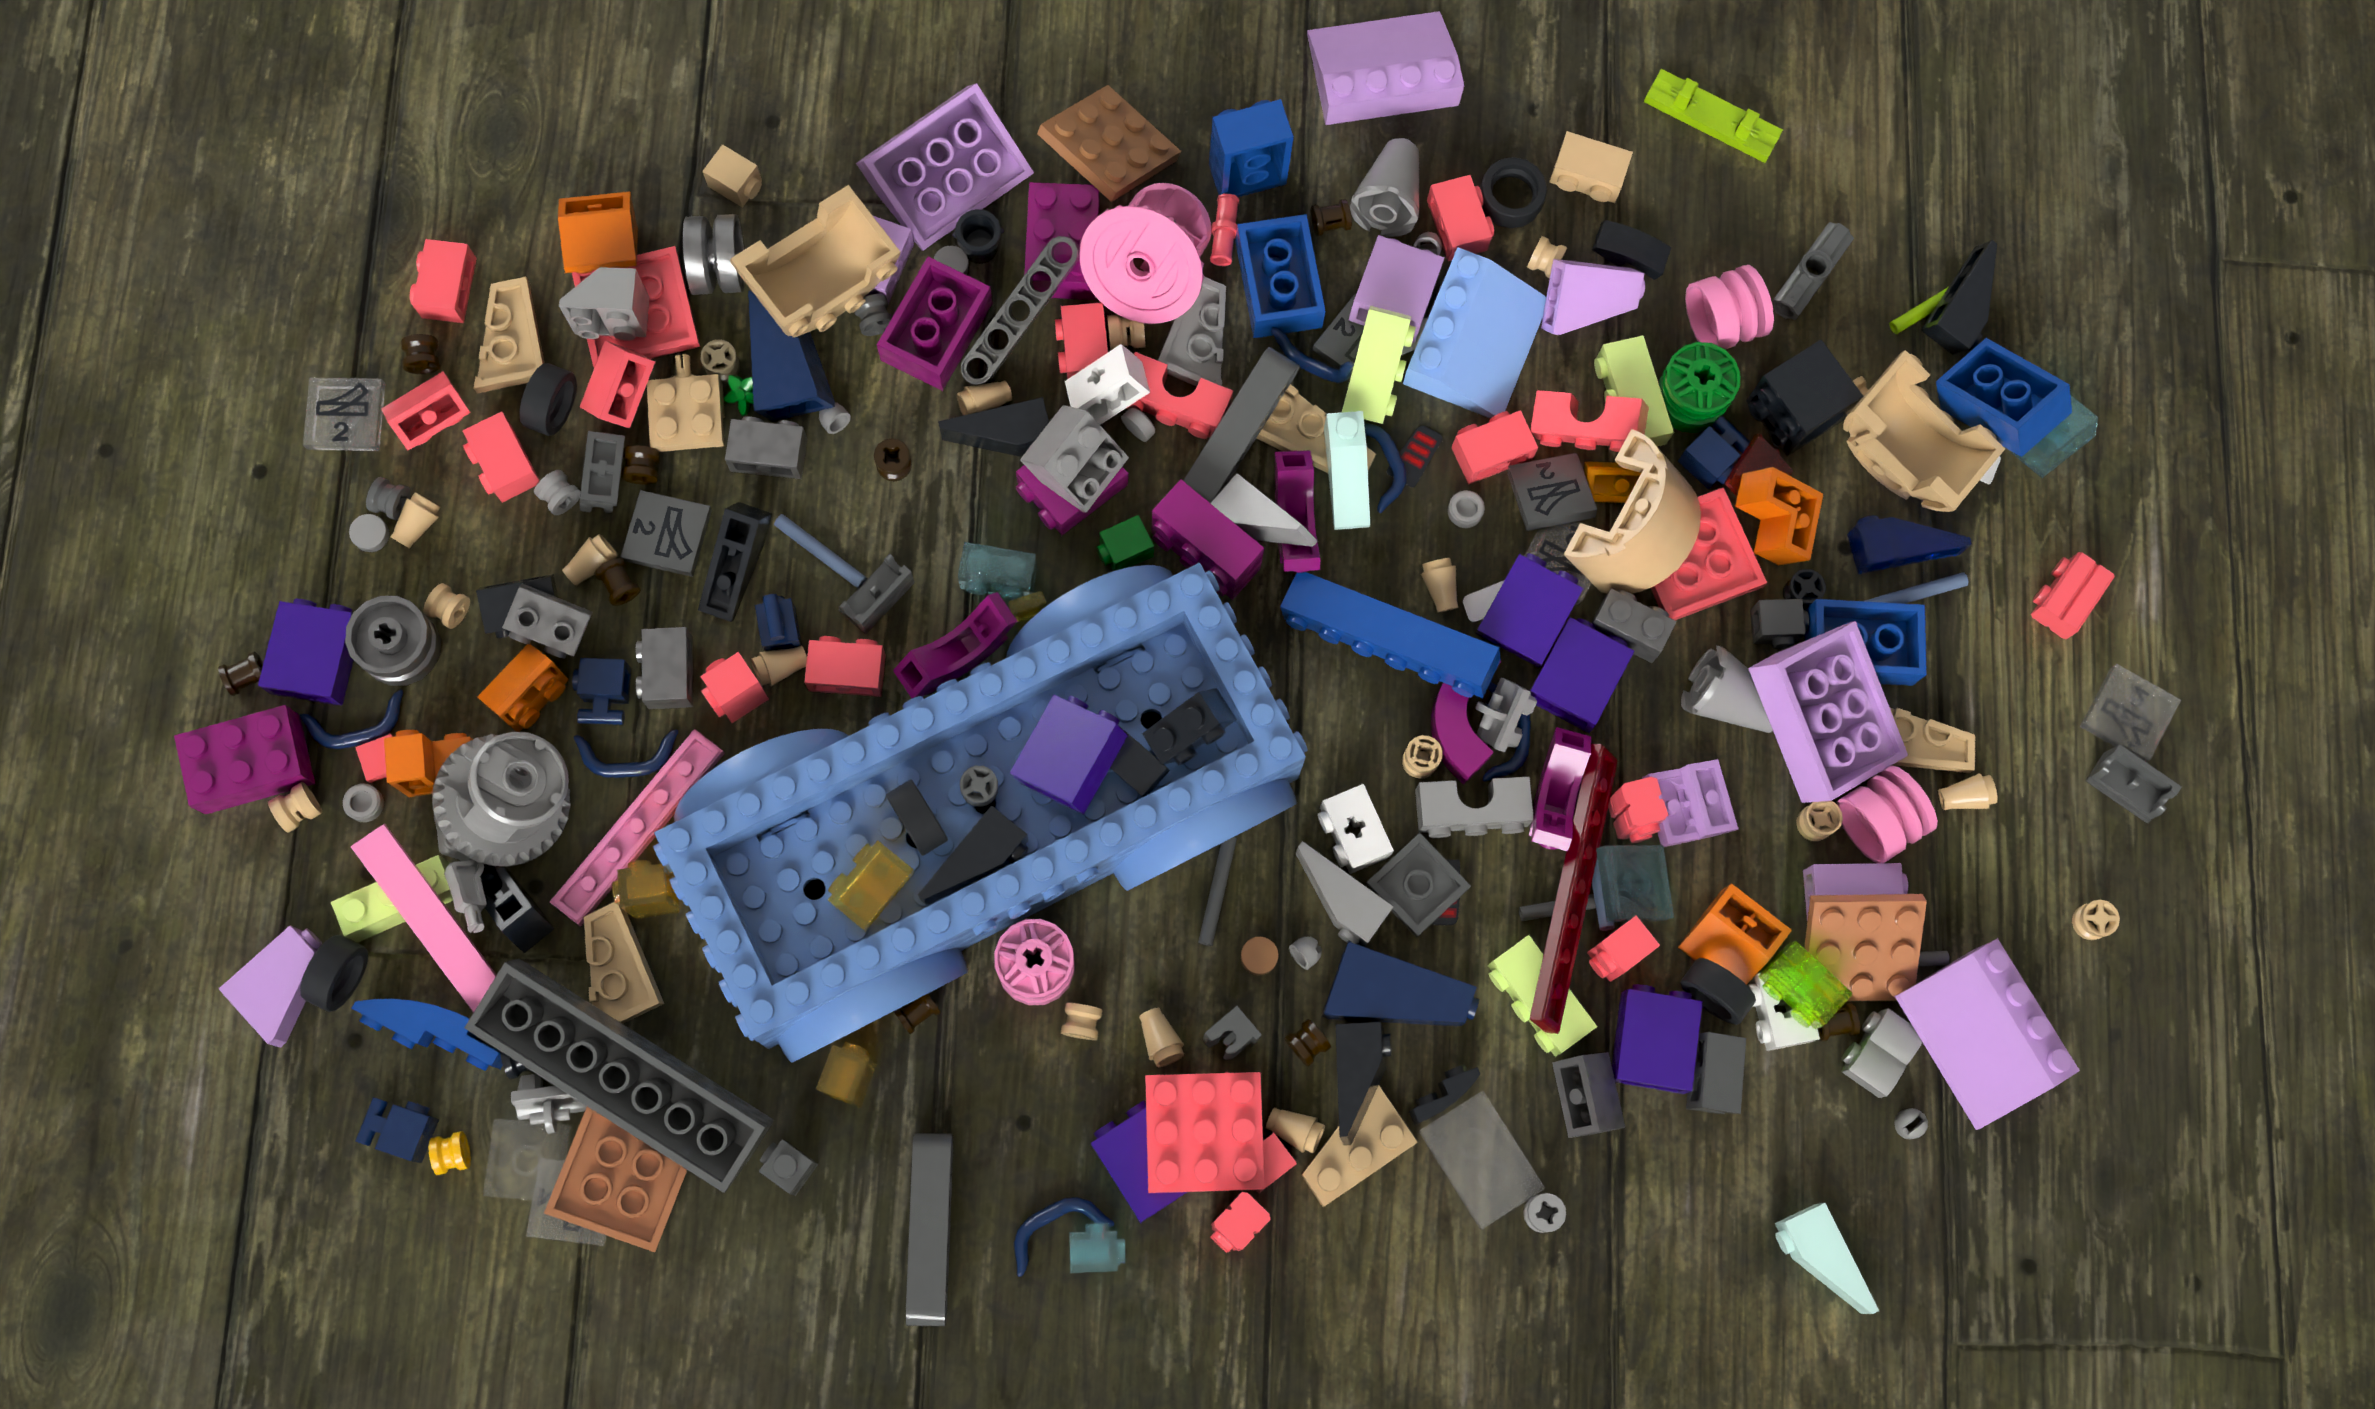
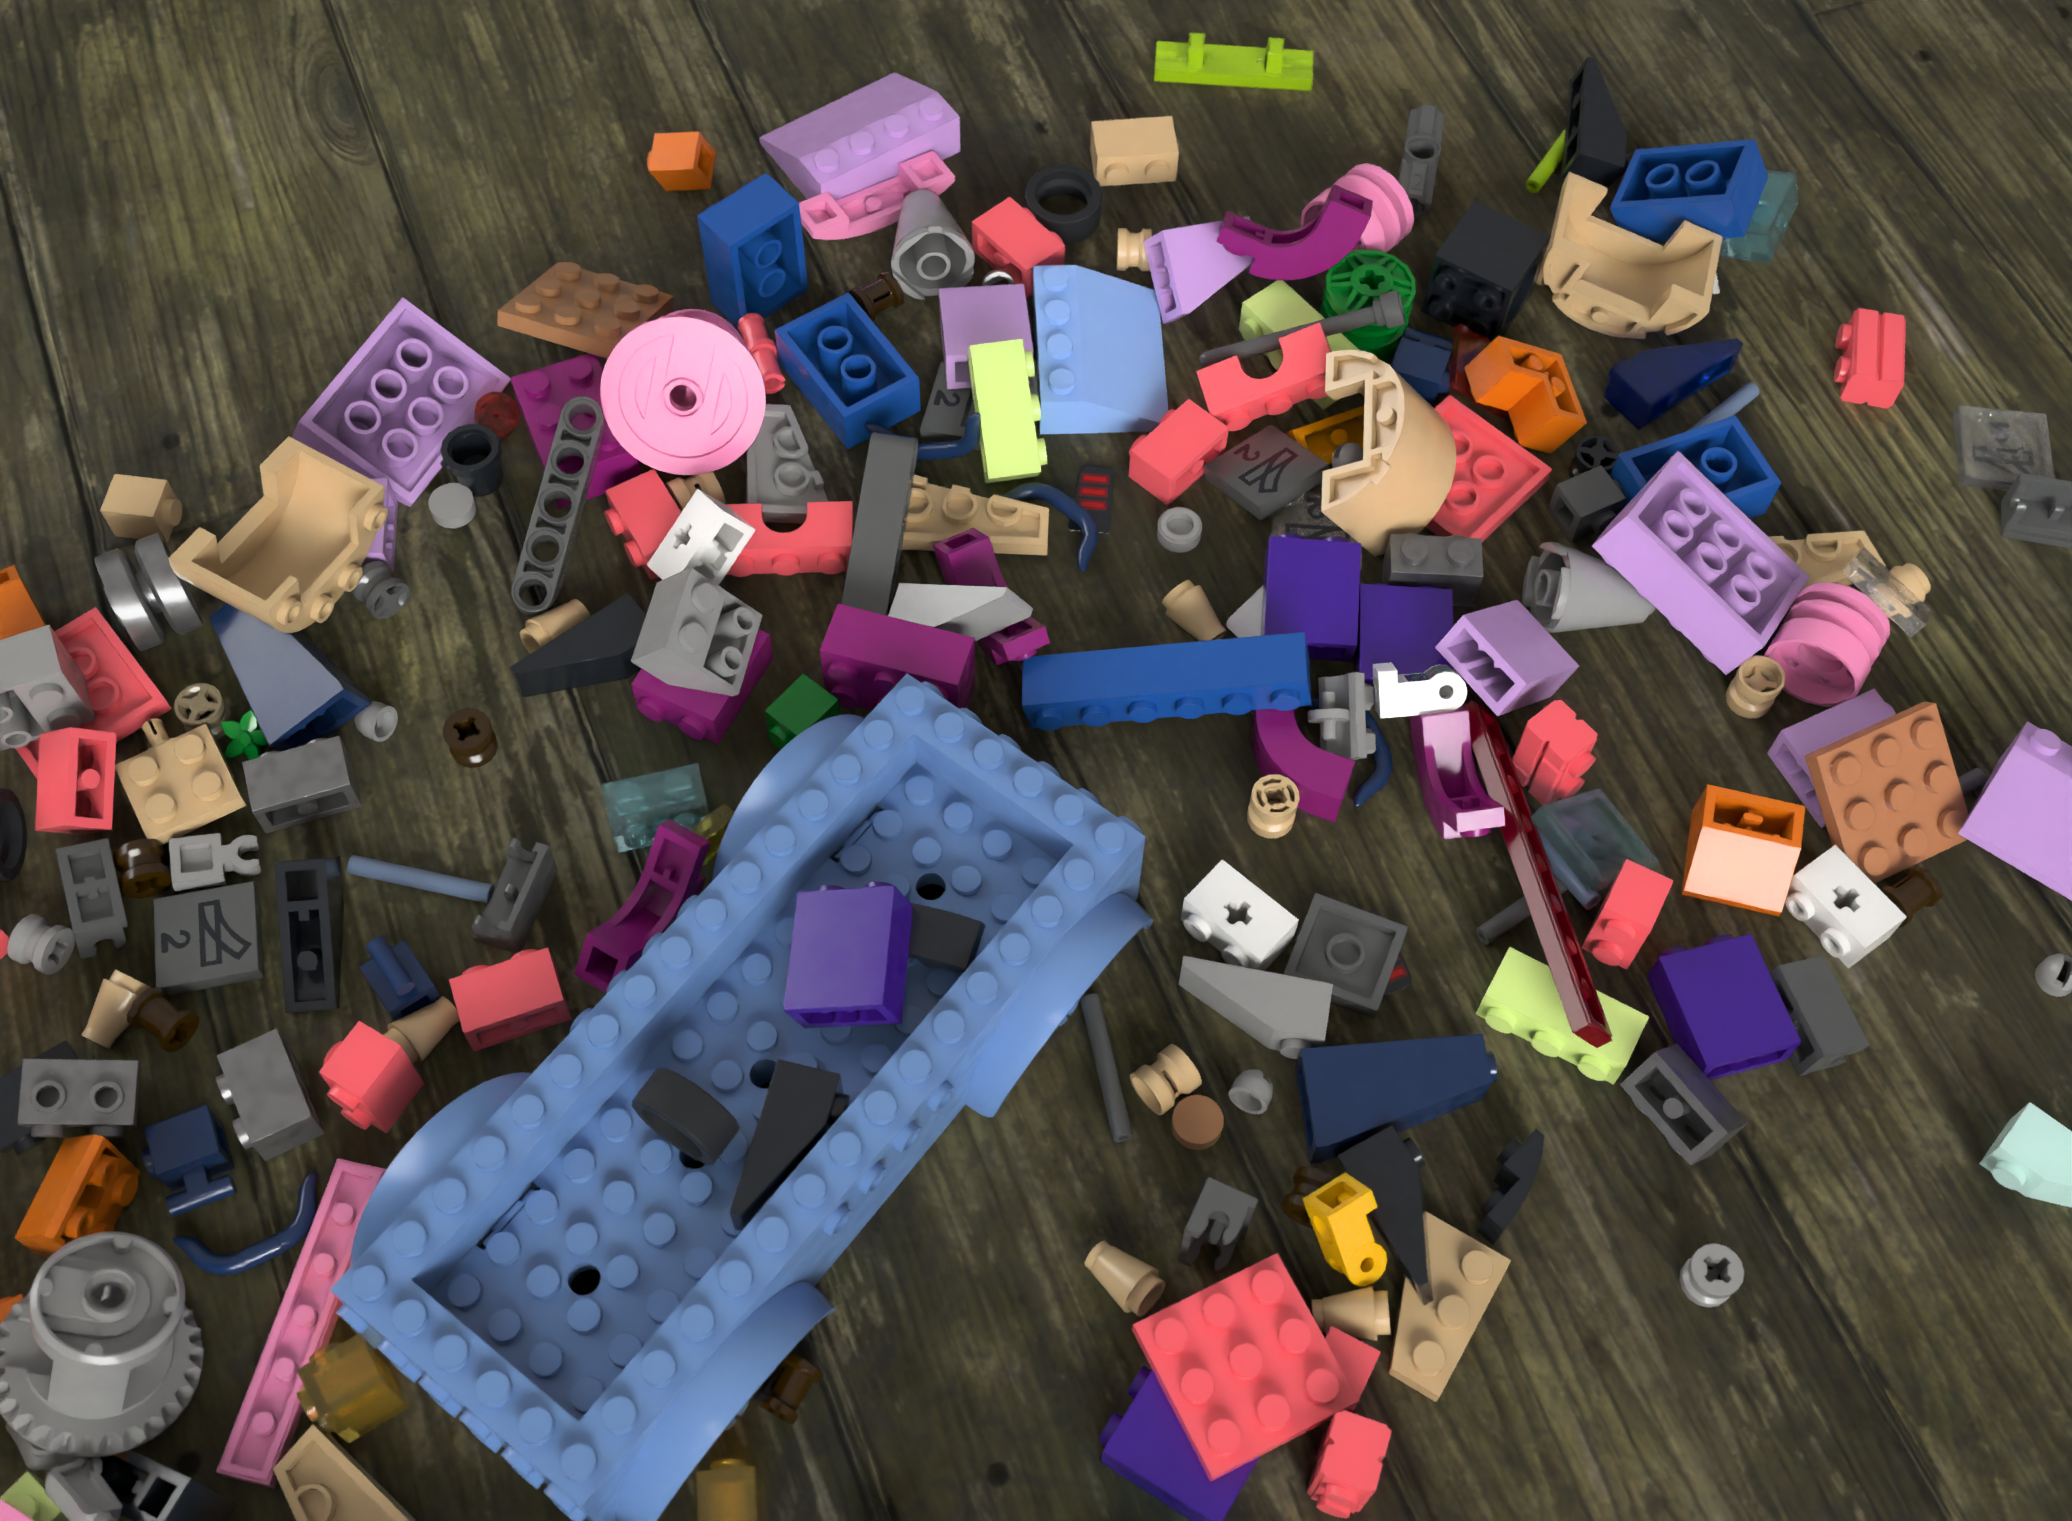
camera: 20 degrees left, 15 degrees down
(682, 476) = (204, 859): none -> light grey plate
(869, 885) = (659, 1231): clear yellow brick -> none
(935, 323) = (459, 567): magenta brick -> none
(975, 780) = (746, 1037): dark grey wheel -> none
(1010, 201) = (497, 412): none -> clear red tile
(1040, 983) = (924, 1280): bright pink wheel -> none
(1081, 1021) = (1013, 1302): tan wheel -> none
(1138, 424) = (755, 584): light grey tile -> none
(1190, 726) = (986, 861): black brick -> none
(1235, 34) = (682, 161): none -> orange brick
(1259, 917) = (1165, 1079): none -> tan wheel
(1313, 1066) = (1343, 1229): none -> yellow leg
(1347, 469) = (1025, 528): light aqua slope -> none
(1368, 131) = (876, 205): none -> bright pink slope
(1442, 810) = (1331, 857): light grey arch -> none
(1481, 1160) = (1599, 1248): clear tile -> none
(1564, 722) = (1416, 693): none -> white leg
(1614, 506) = (1346, 454): none -> light grey hinge
(1628, 245) = (1211, 205): black slope -> none
(1644, 722) = (1506, 656): none -> lavender brick
(1666, 323) = (1302, 250): none -> magenta arch
(1695, 803) = (1623, 728): lavender slope -> none
(1699, 408) = (1385, 311): none -> dark grey piece
(1719, 989) = (1766, 908): black tyre -> none
(1804, 986) = (1857, 859): clear neon green brick -> none
(1882, 1052) = (1979, 907): light grey brick -> none
(1950, 797) = (1887, 592): none -> clear tile

